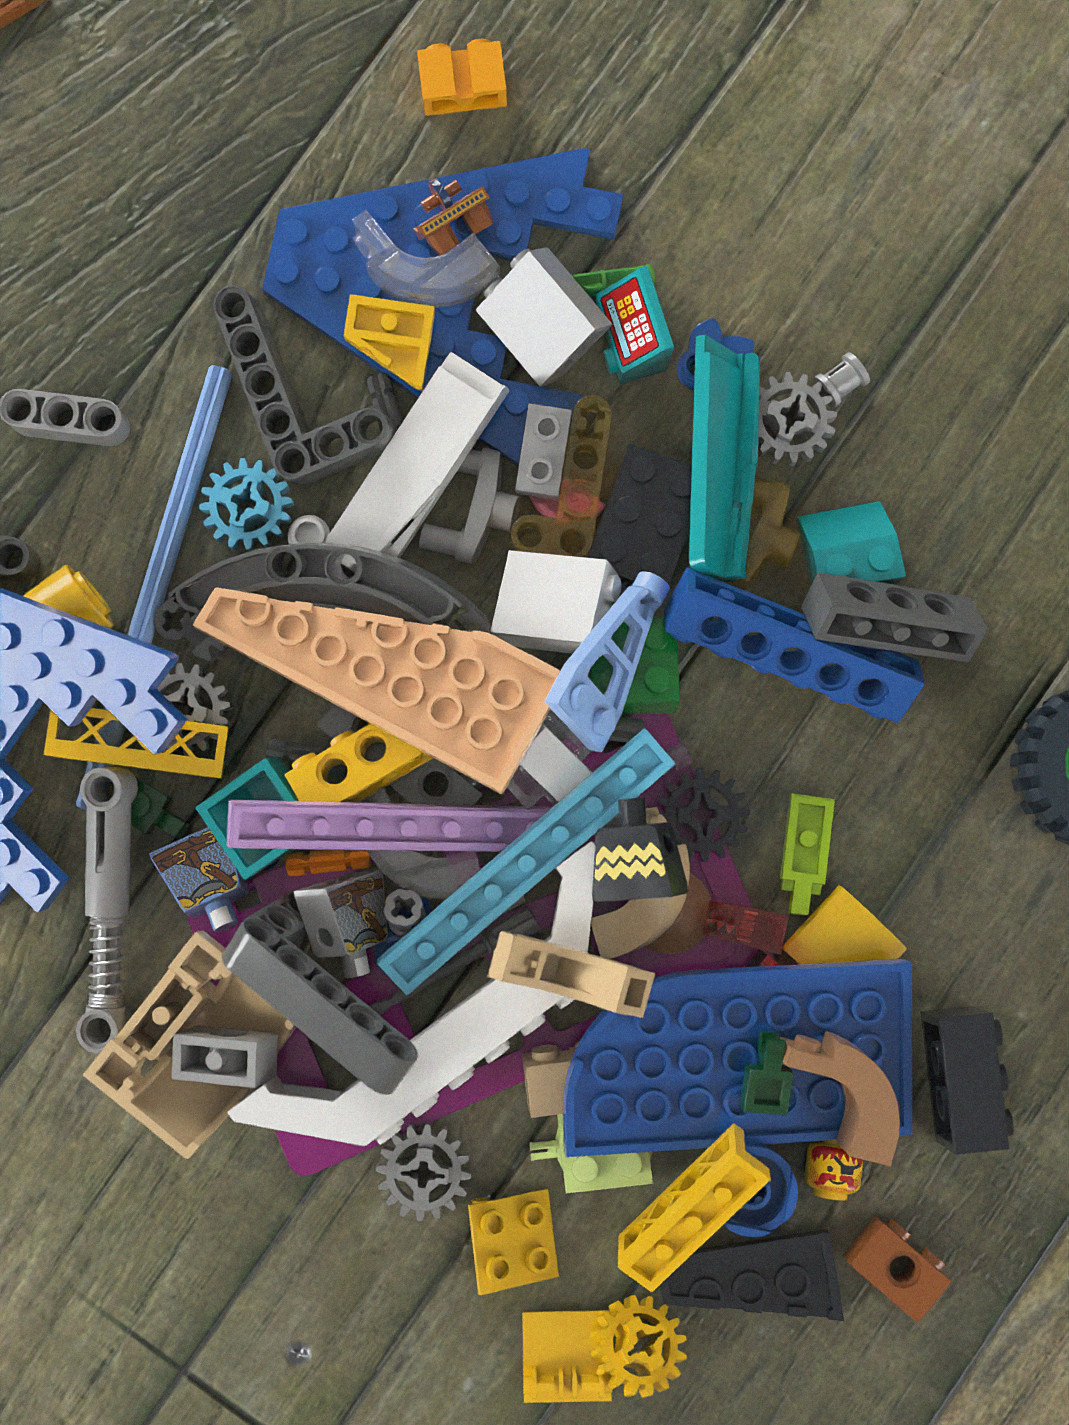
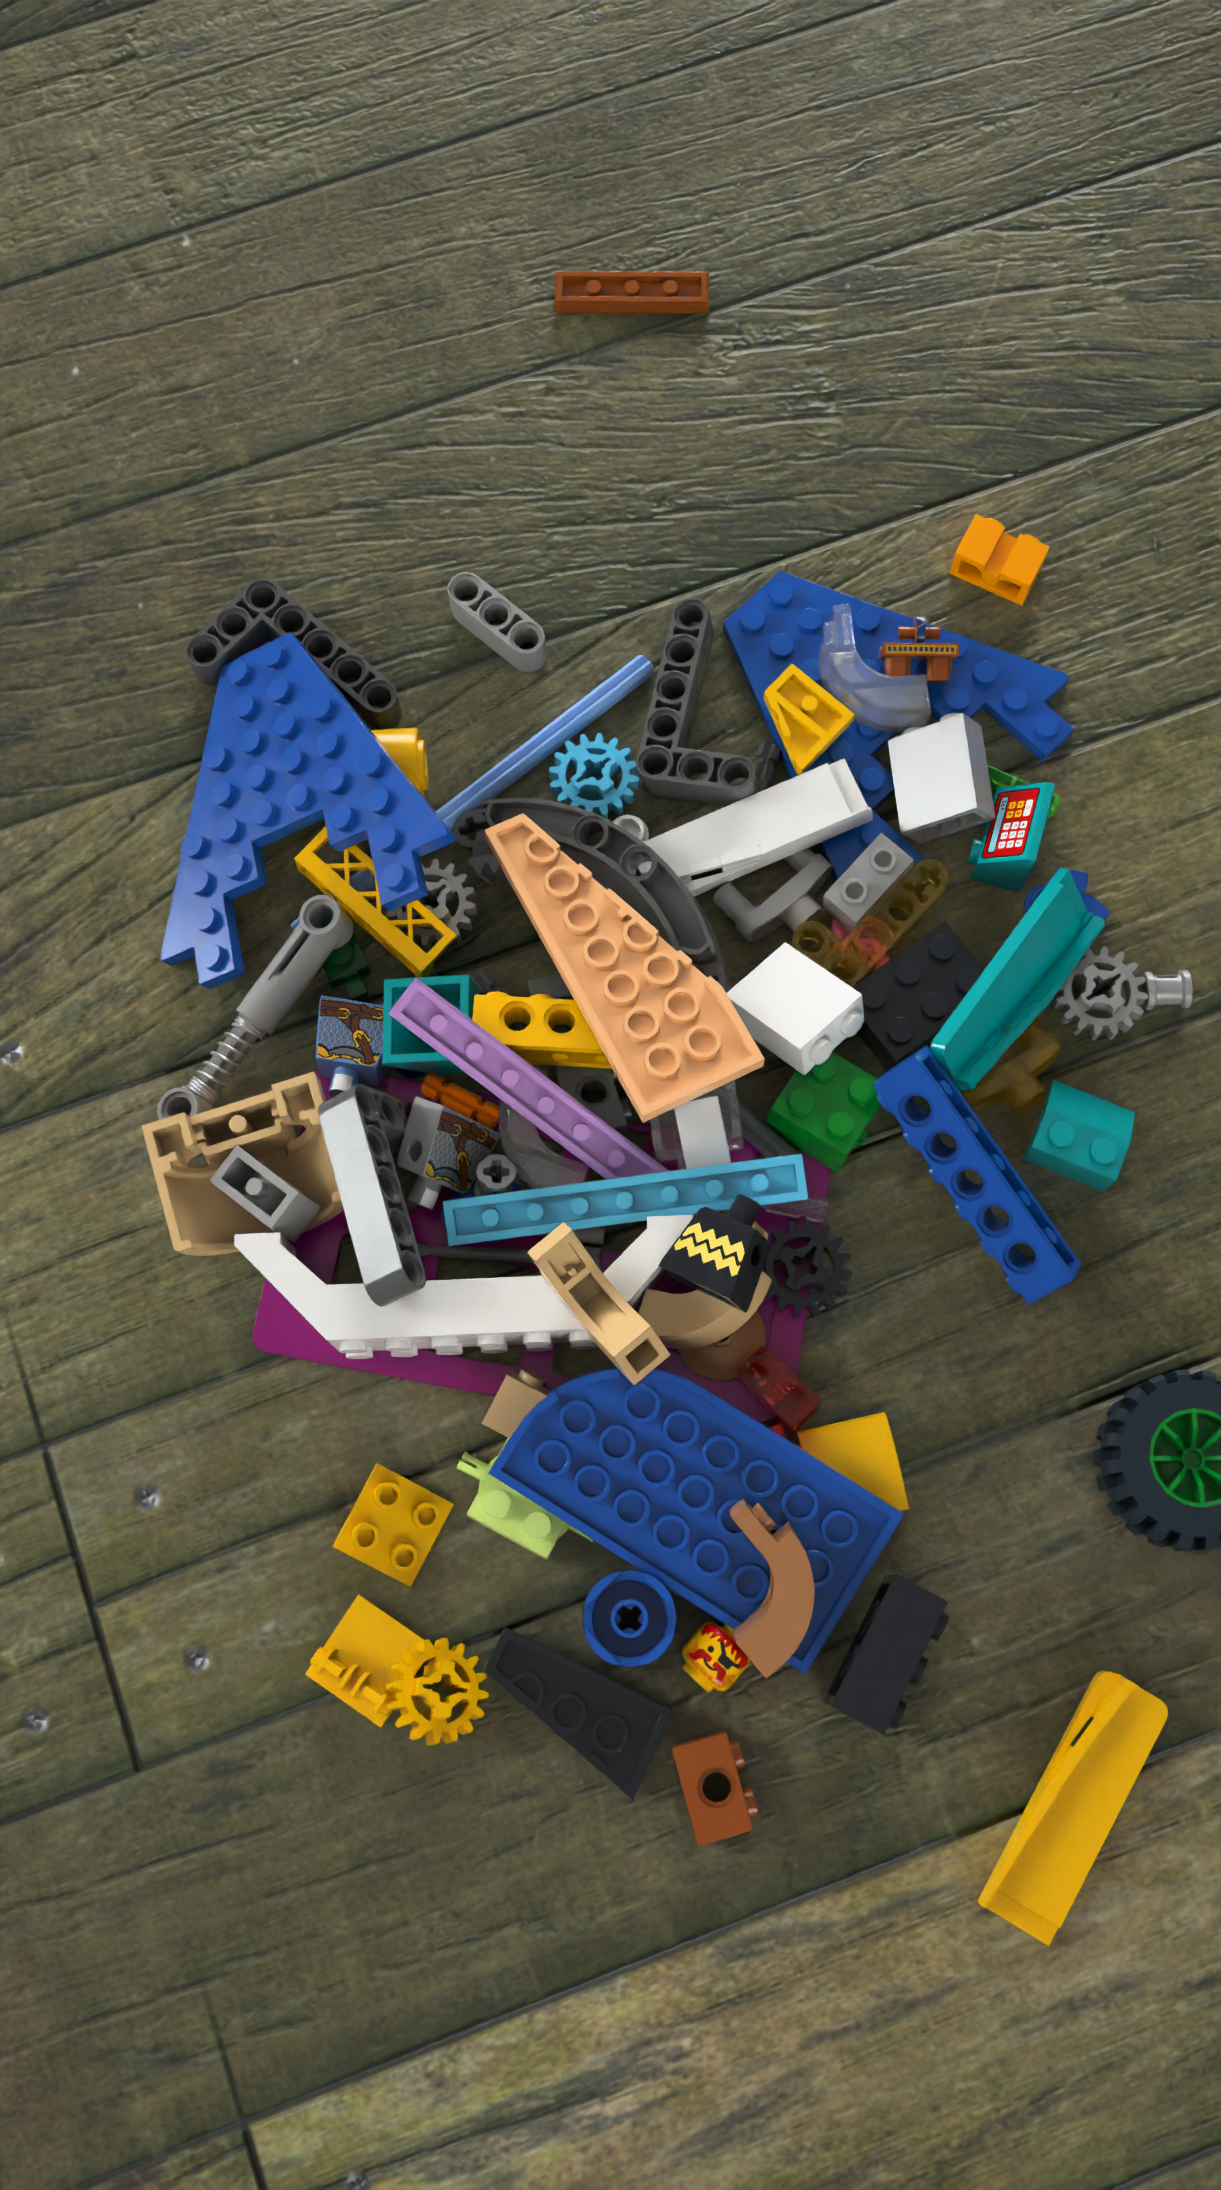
camera: 40 degrees right, 10 degrees down
(402, 1170) = (345, 1428): light grey gear -> none
(573, 694) = (759, 1084): light blue plate -> none
(690, 1210) = (563, 1598): yellow fence -> none
(767, 1084) = (704, 1528): dark green plate -> none
(806, 849) = (875, 1361): lime hinge -> none
(893, 617) = (1082, 1208): dark grey brick -> none

